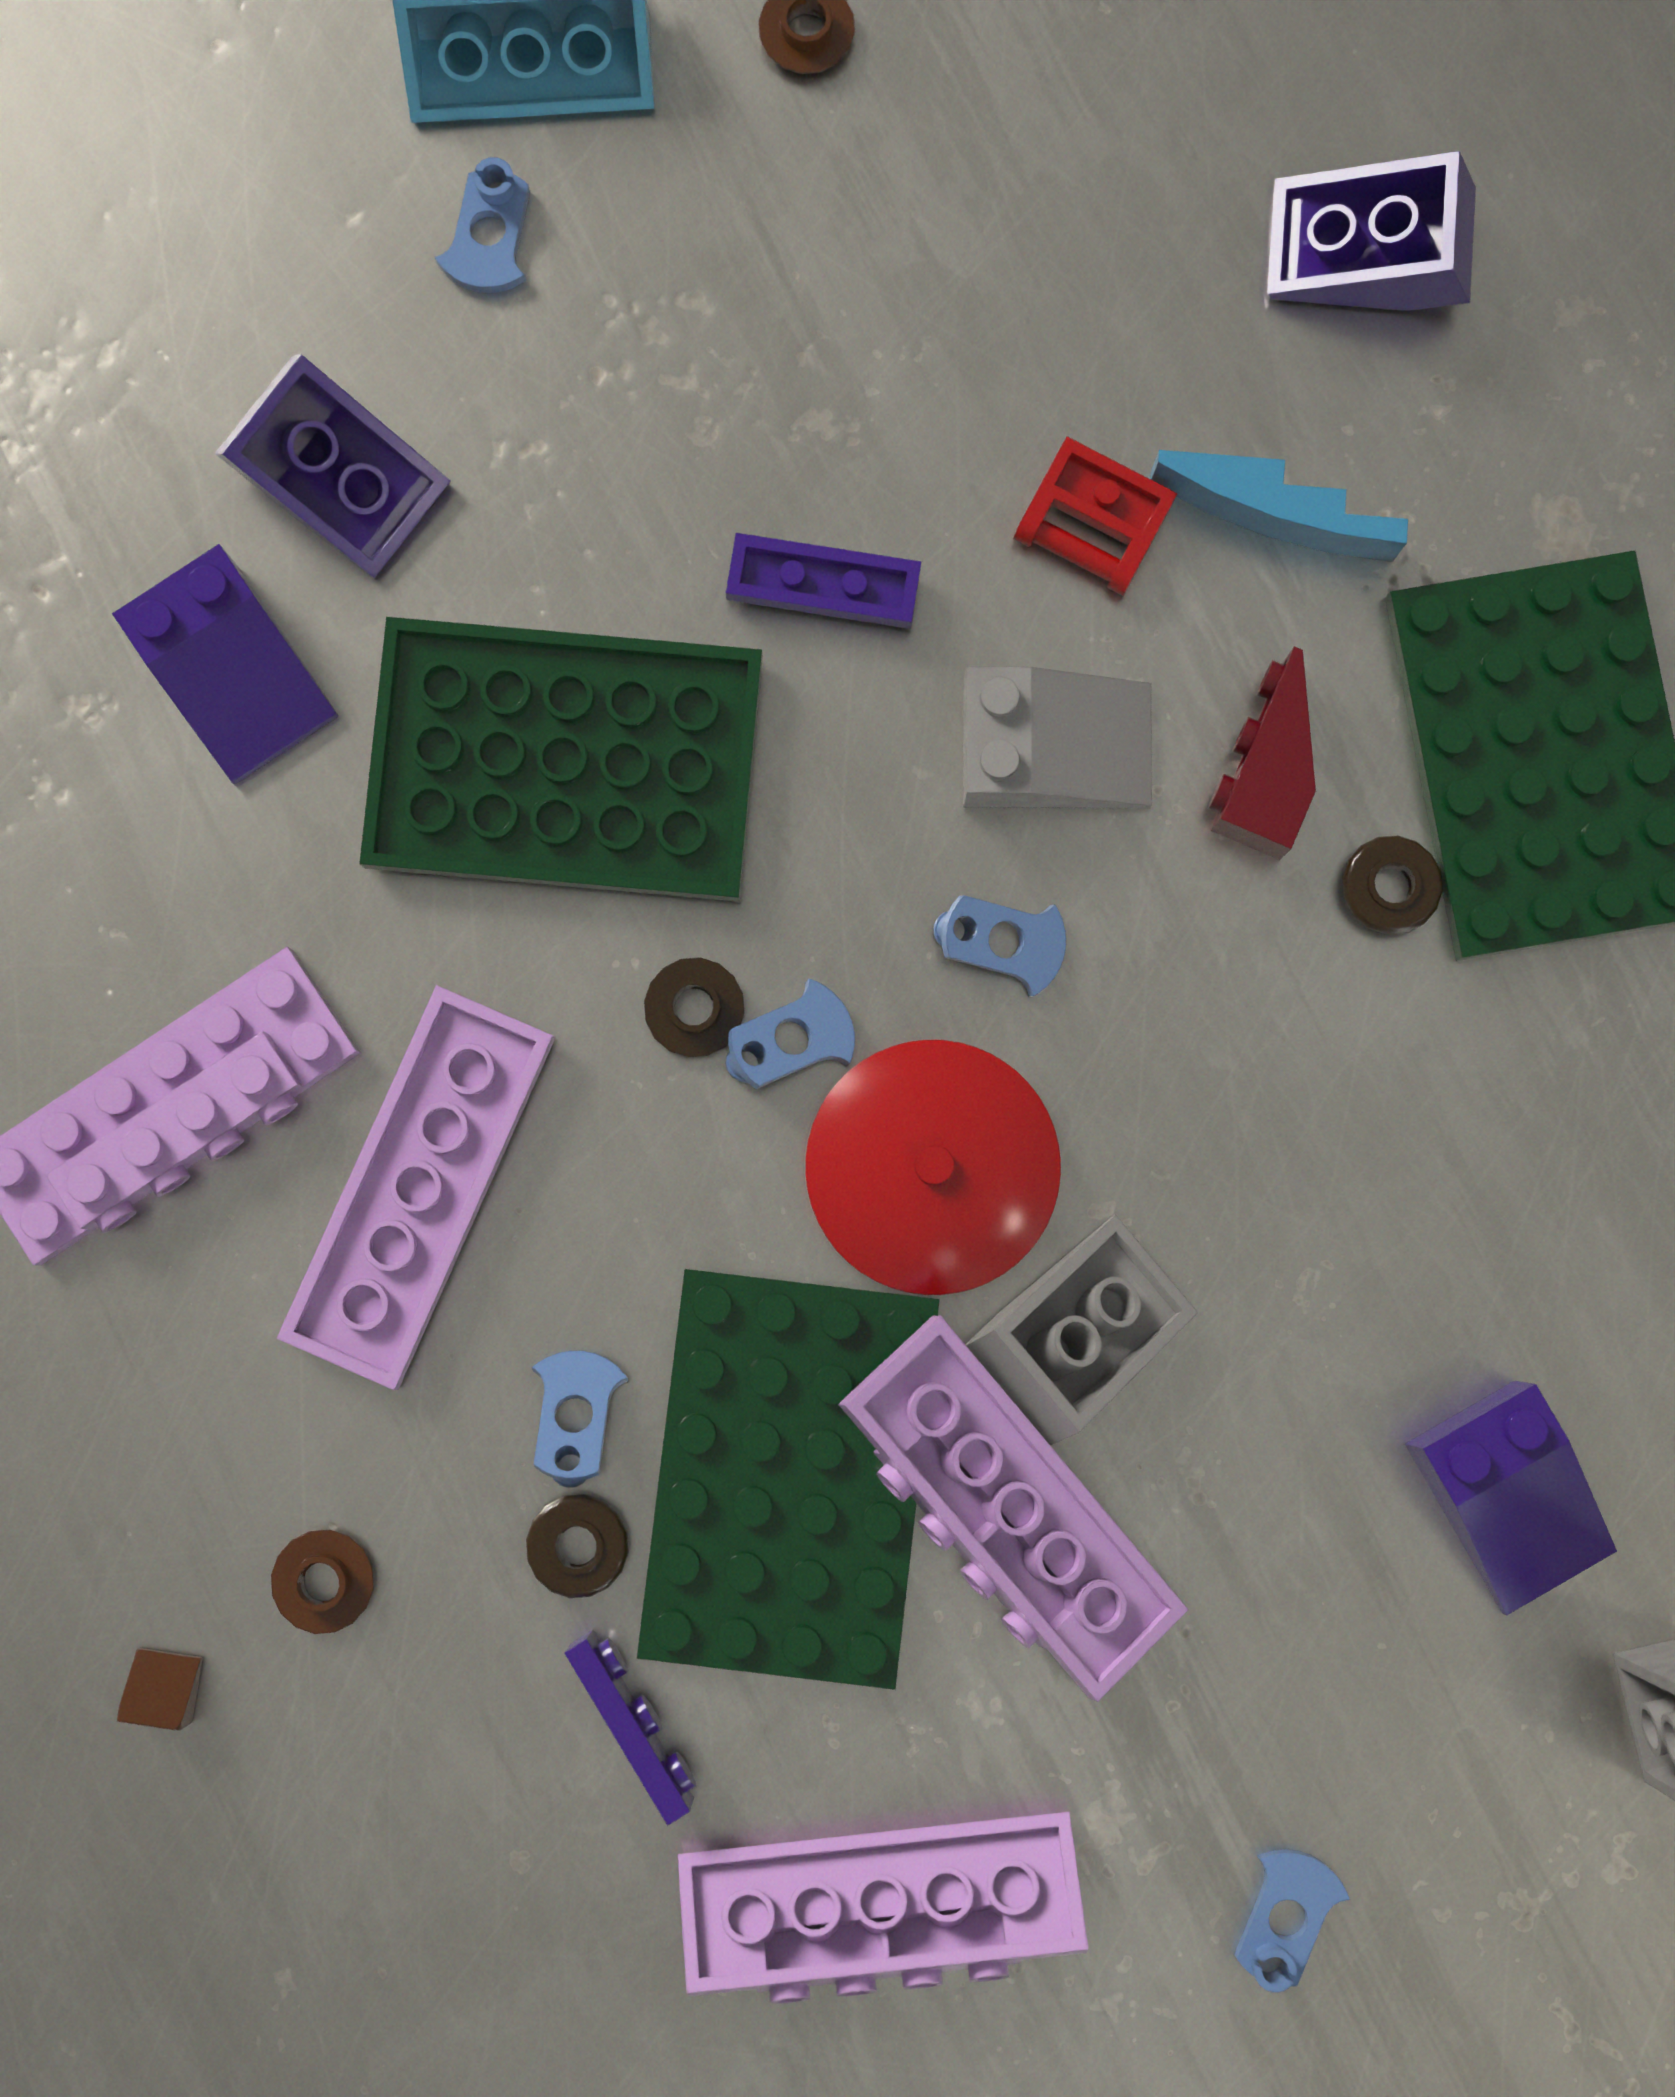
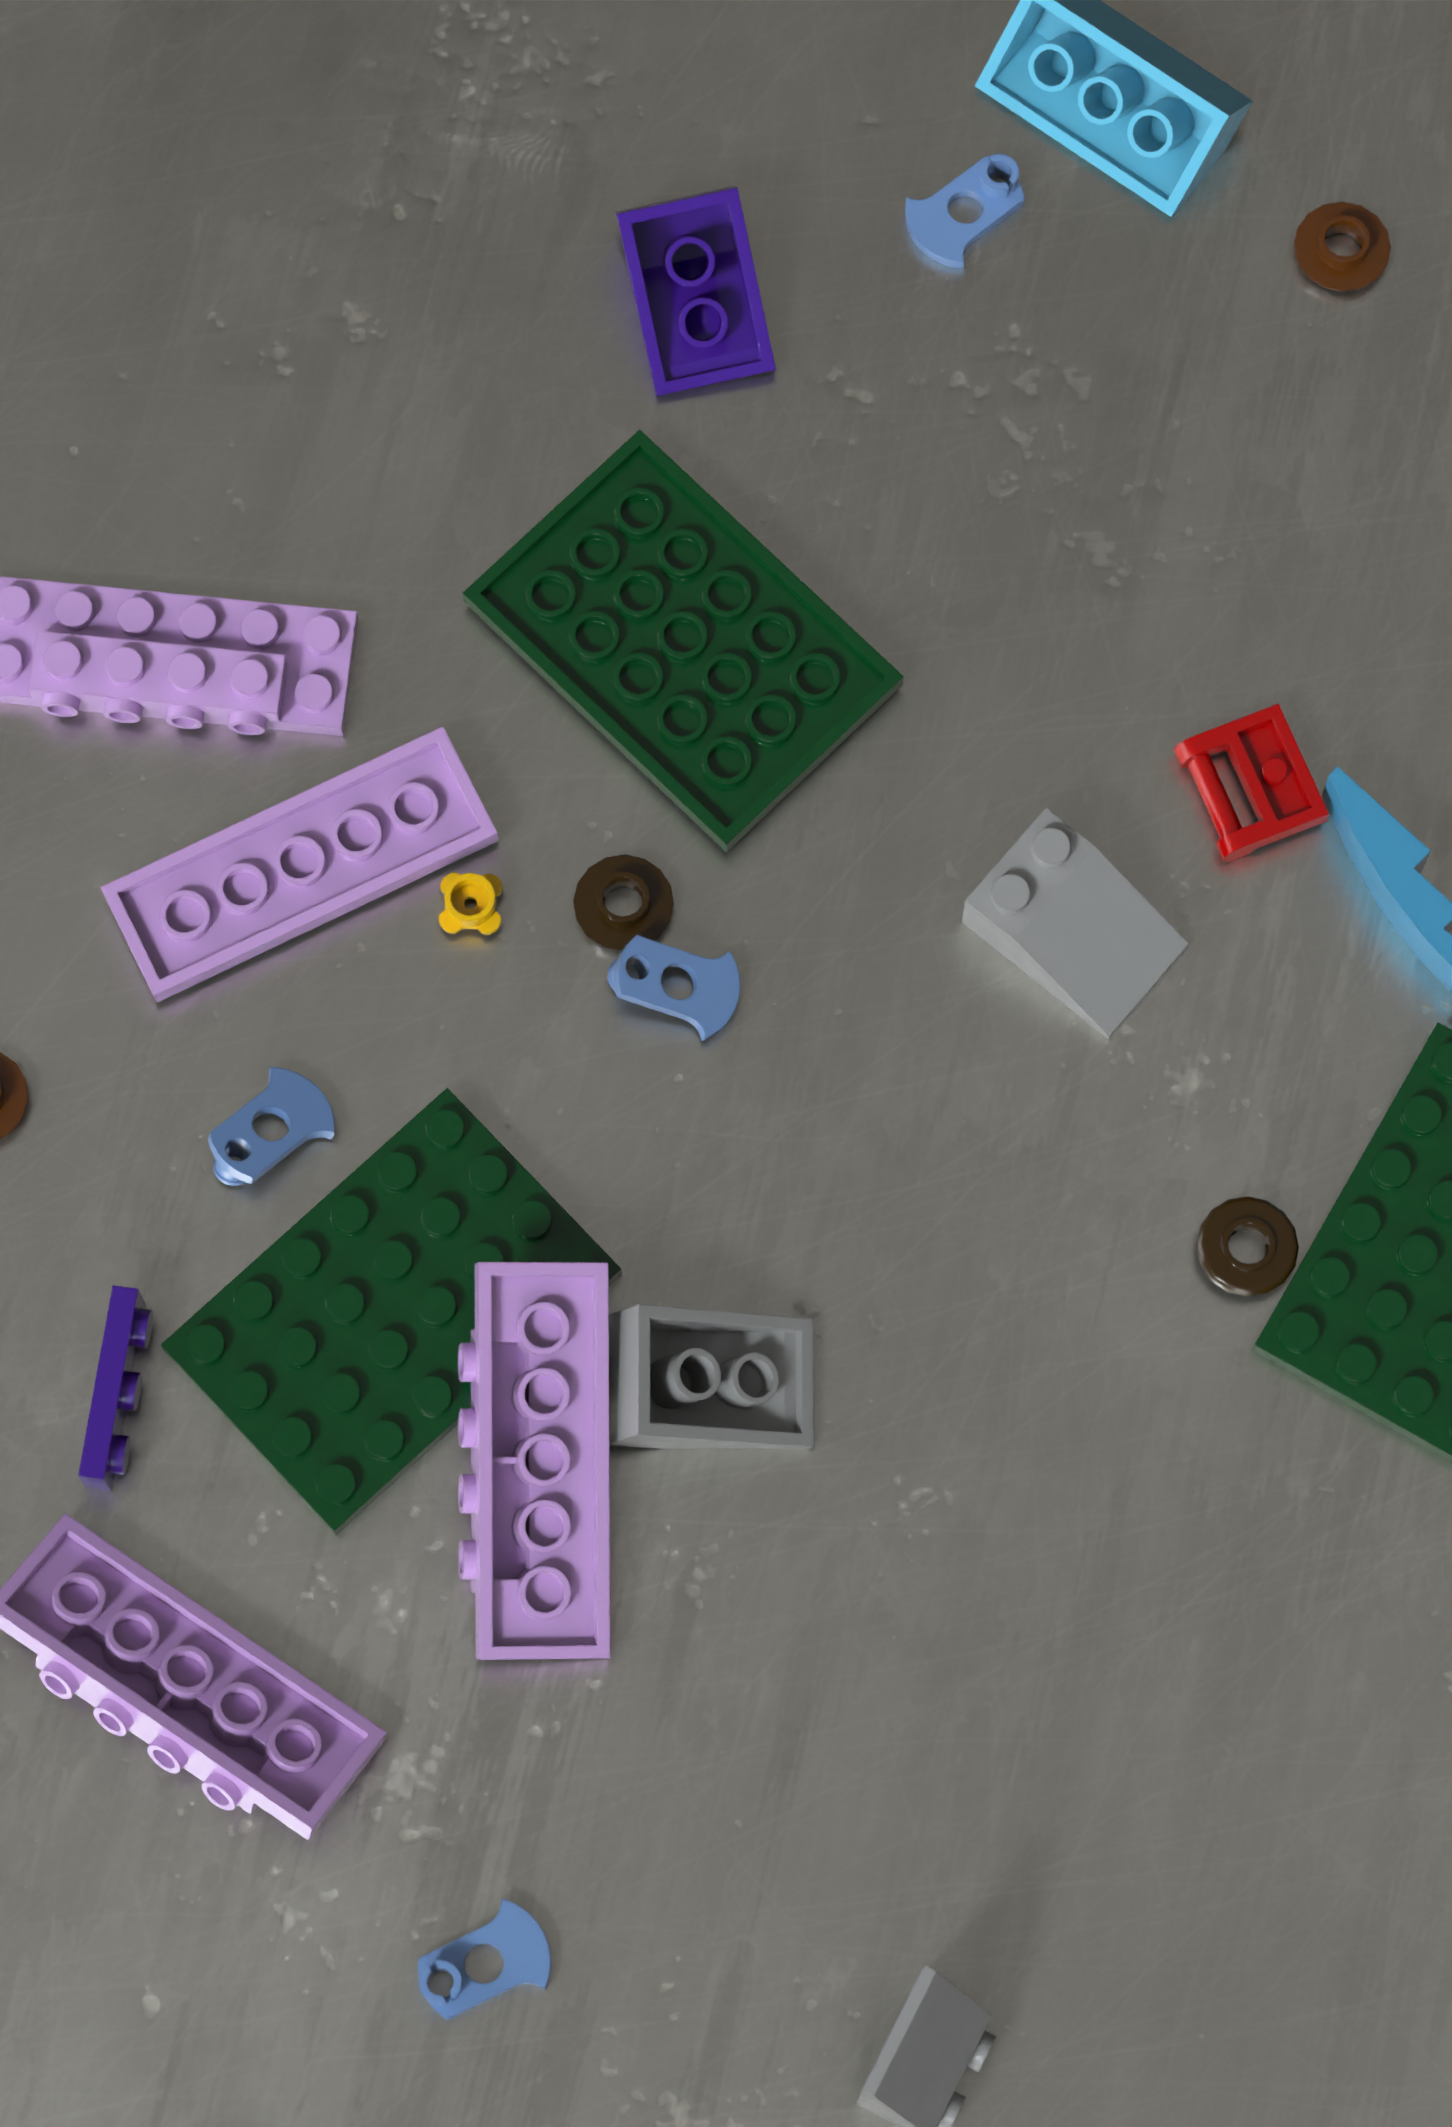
camera: 40 degrees right, 10 degrees down
(225, 664) = (490, 370): dark purple slope -> none
(558, 1105) = (458, 890): none -> yellow plate
(580, 1579) = (184, 1196): dark brown piece -> none
(823, 580) = (997, 664): dark purple plate -> none
(933, 1167) = (702, 1169): red dish -> none
(1040, 940) = (934, 1065): medium blue piece -> none
(1276, 771) = (1214, 1090): dark red slope -> none
(1514, 1494) = (940, 1788): dark purple slope -> none

